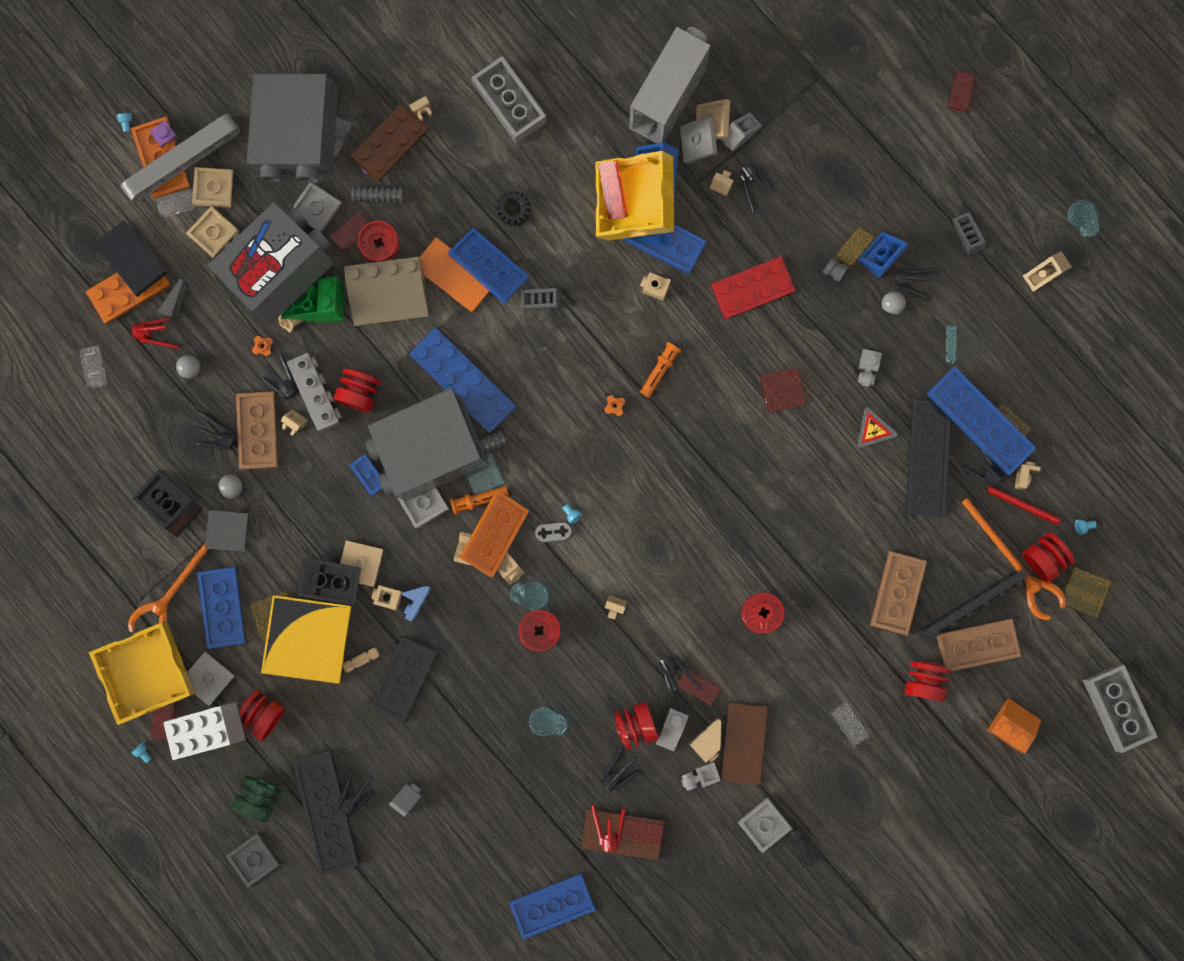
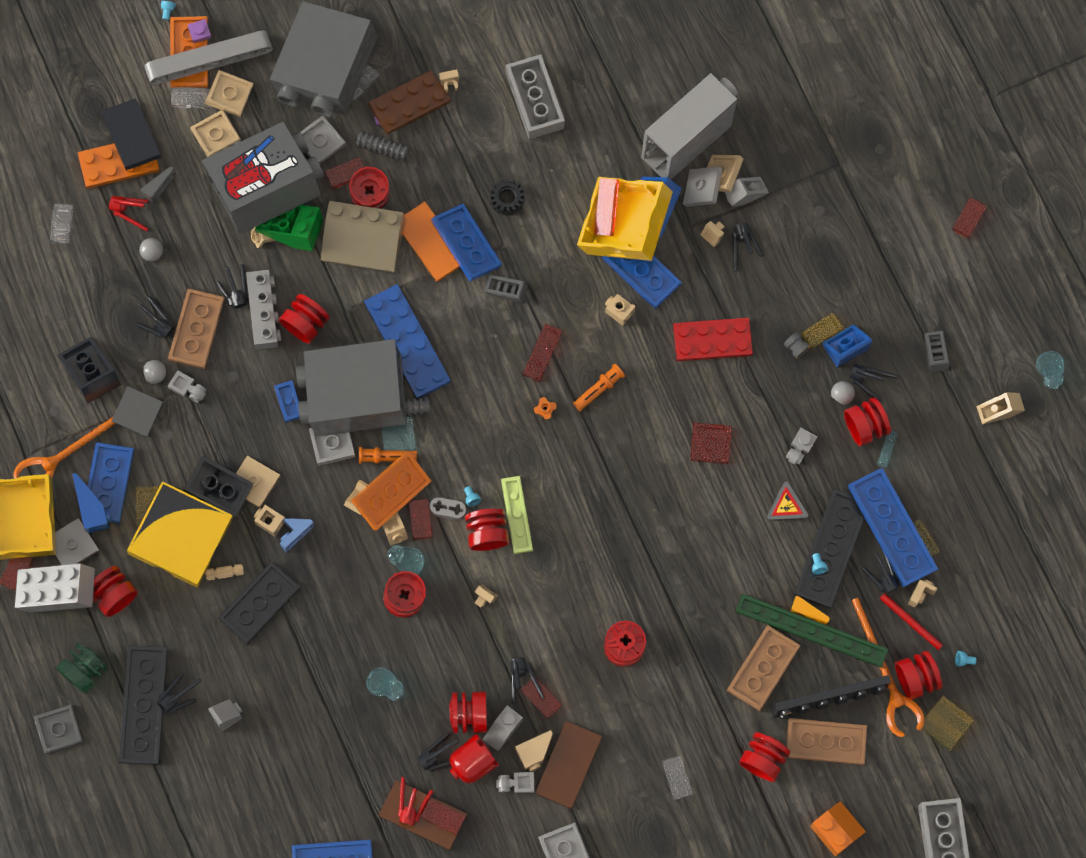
camera: 10 degrees right, 10 degrees down
(214, 641) = (92, 510): none -> blue slope
(262, 489) = (183, 384): none -> light grey plate
(267, 346) = (233, 250): orange plate -> none
(294, 421) = (235, 329): tan tile -> none
(530, 550) = (420, 519): none -> clear red tile
(595, 351) = (542, 353): none -> clear red tile
(597, 543) = (486, 529): none -> red wheel
(620, 517) = (516, 515): none -> yellowish green tile
(653, 770) = (472, 760): none -> red cylinder
(919, 525) = (806, 610): none -> light orange slope
(923, 481) = (819, 566): none -> medium azure piece
(927, 325) = (867, 421): none -> red wheel
(933, 543) = (812, 630): none -> dark green tile

